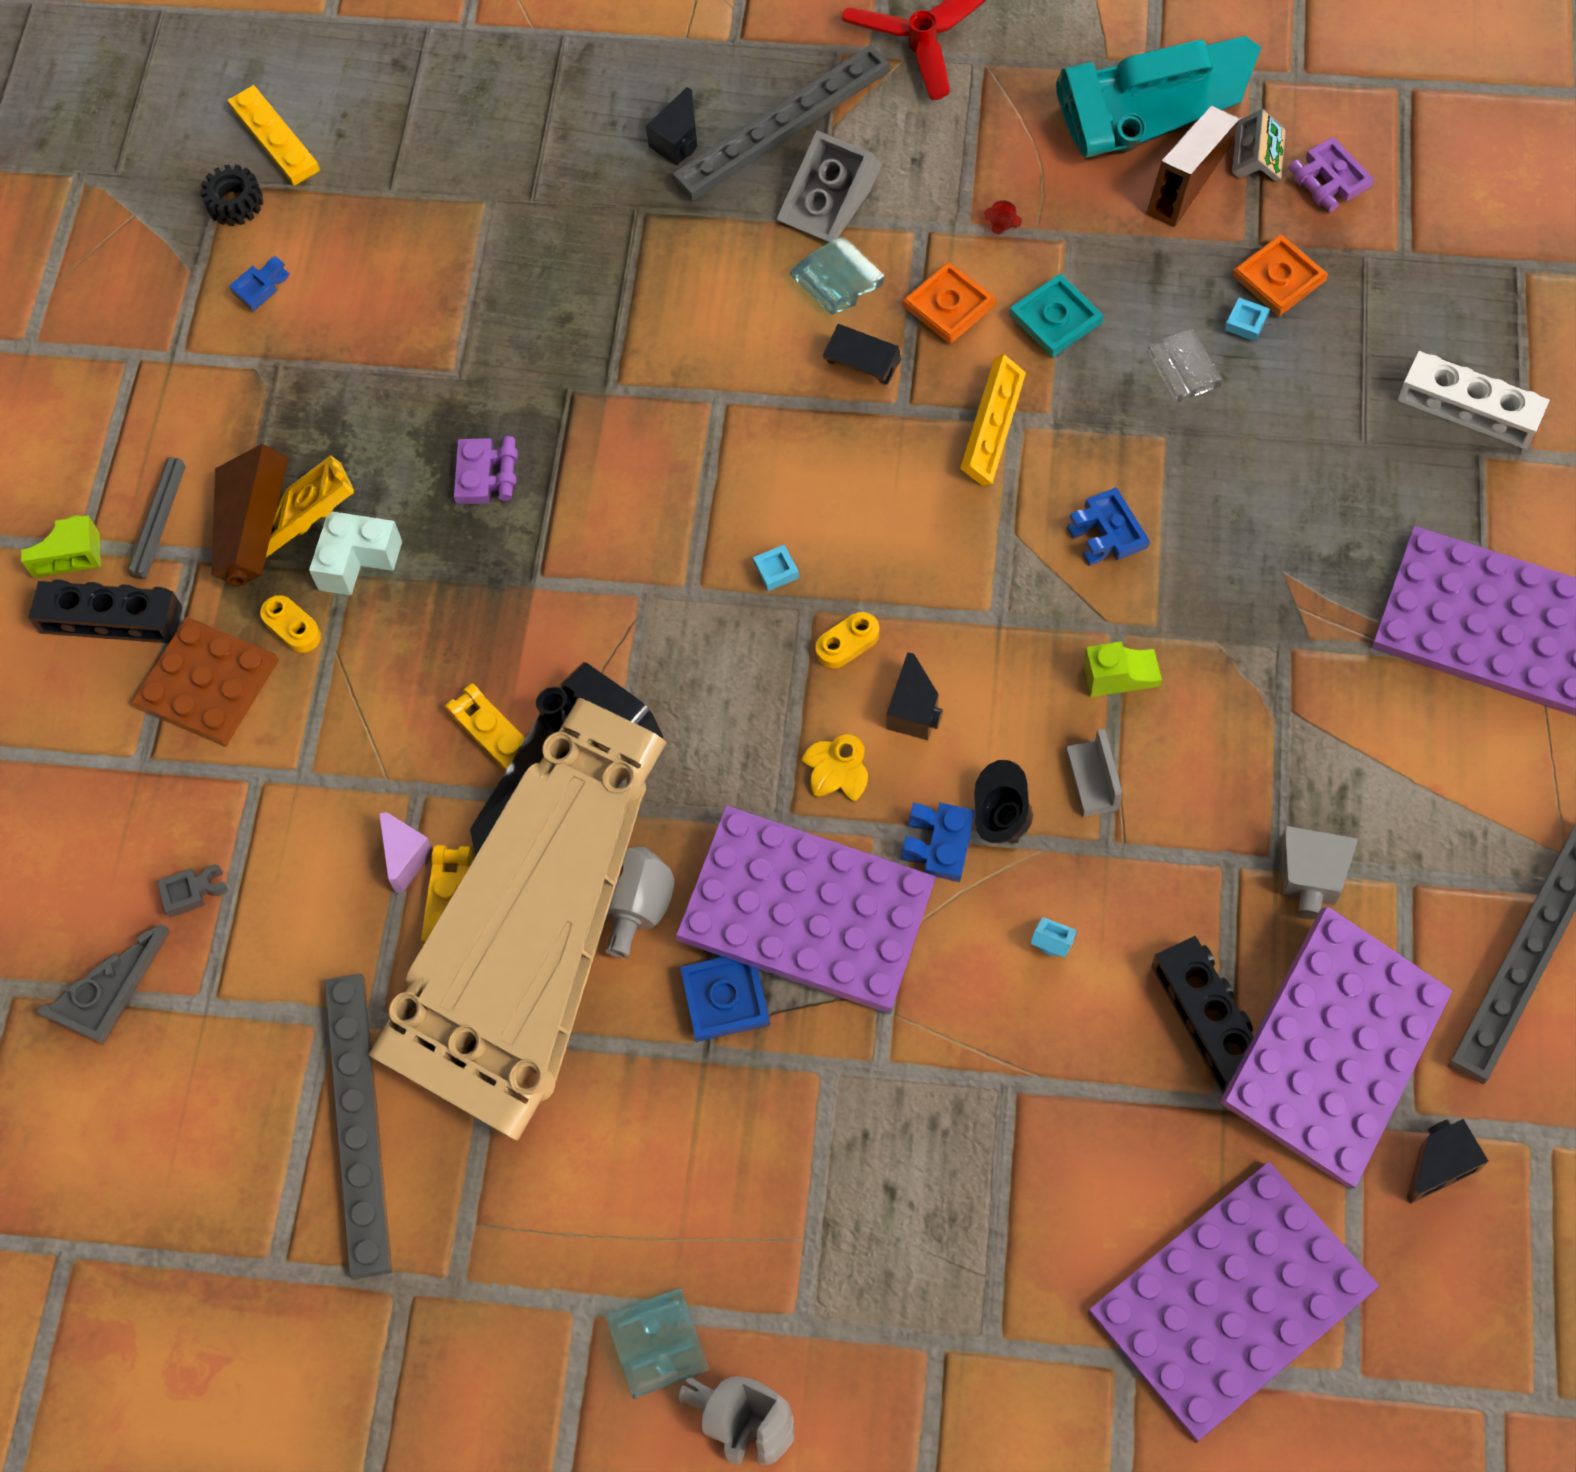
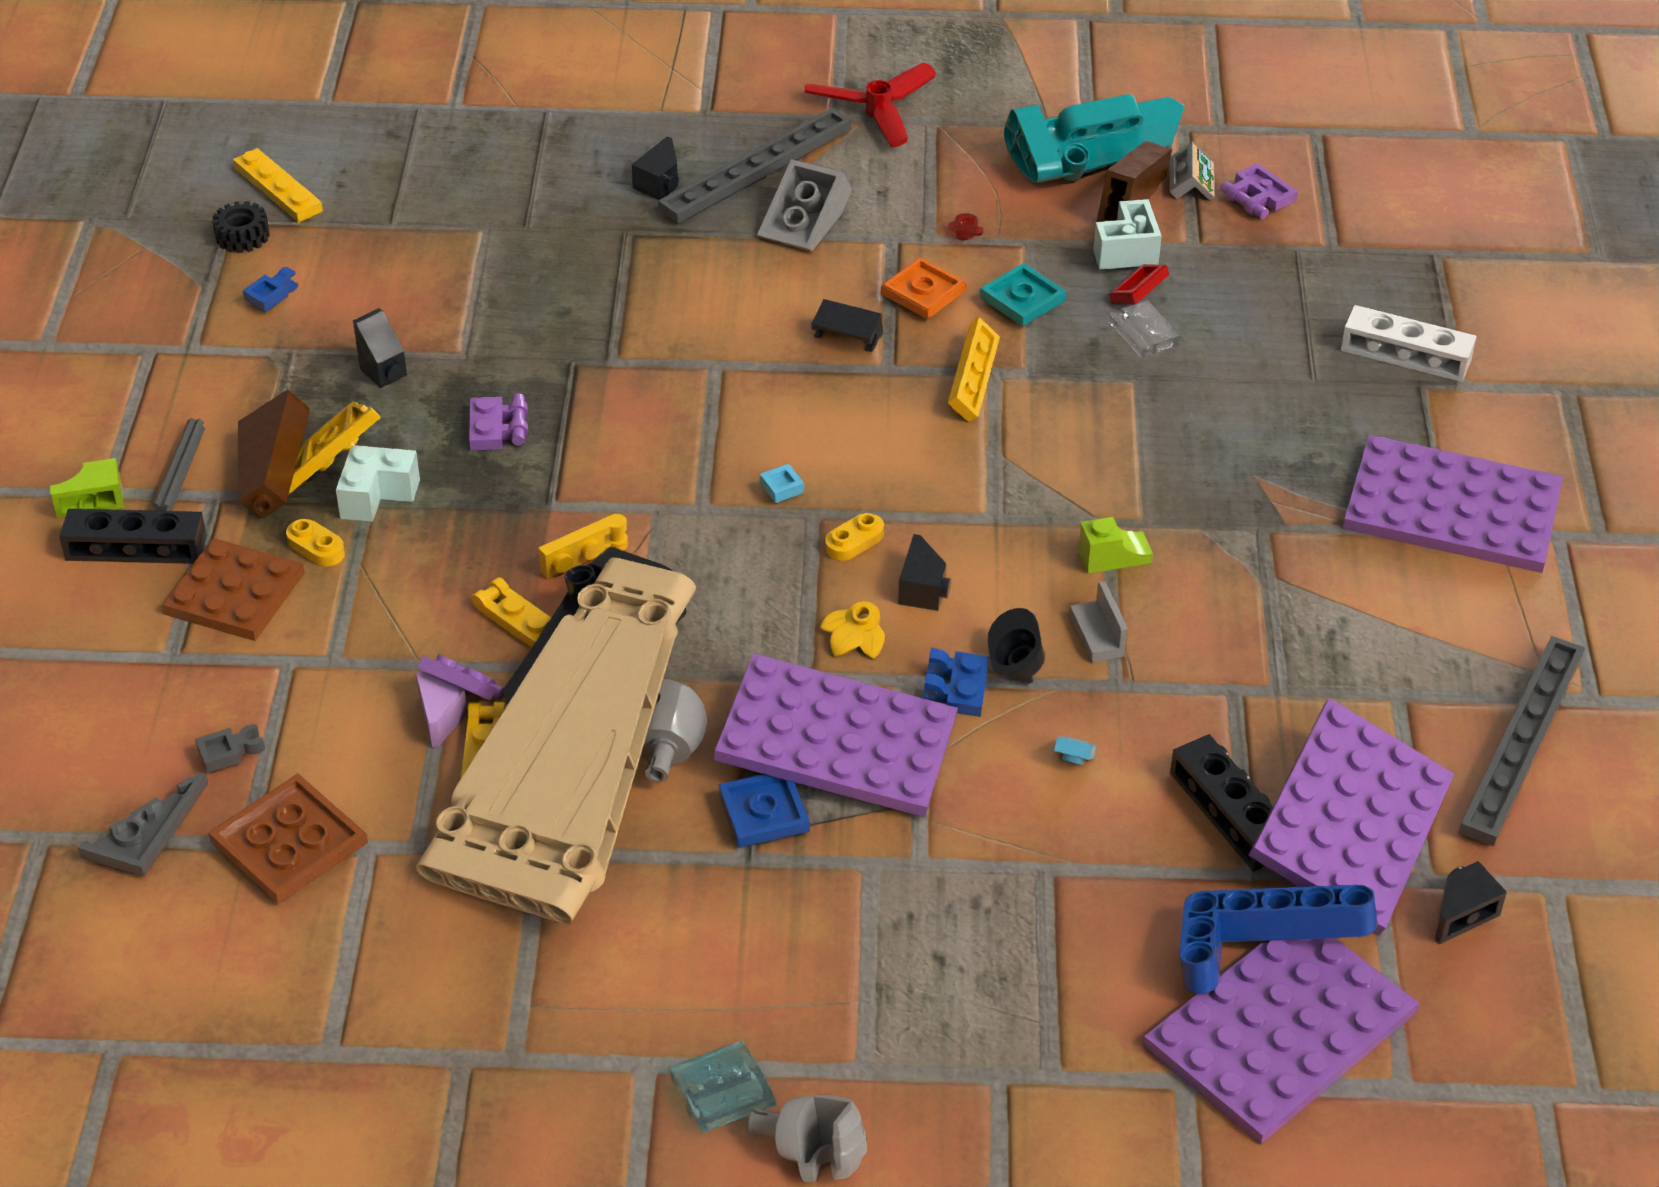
camera: 10 degrees left, 20 degrees down
(244, 1008) = (288, 838): none -> dark orange plate
(358, 1128) = (407, 932): dark grey plate -> none
(364, 376) = (379, 349): none -> black slope
(426, 819) = (462, 677): none -> medium lavender plate
(563, 644) = (583, 545): none -> yellow plate
(837, 275) = (817, 271): clear light blue slope -> none
(1116, 523) = (1095, 441): blue plate -> none
(1183, 246) = (1130, 239): none -> light aqua brick
(1184, 305) = (1139, 284): none -> red tile
(1224, 1184) = (1266, 915): none -> blue beam
(1247, 319) = (1197, 293): medium azure plate -> none
(1280, 275) = (1222, 261): orange plate -> none
(1314, 867) = (1310, 680): light grey torso -> none

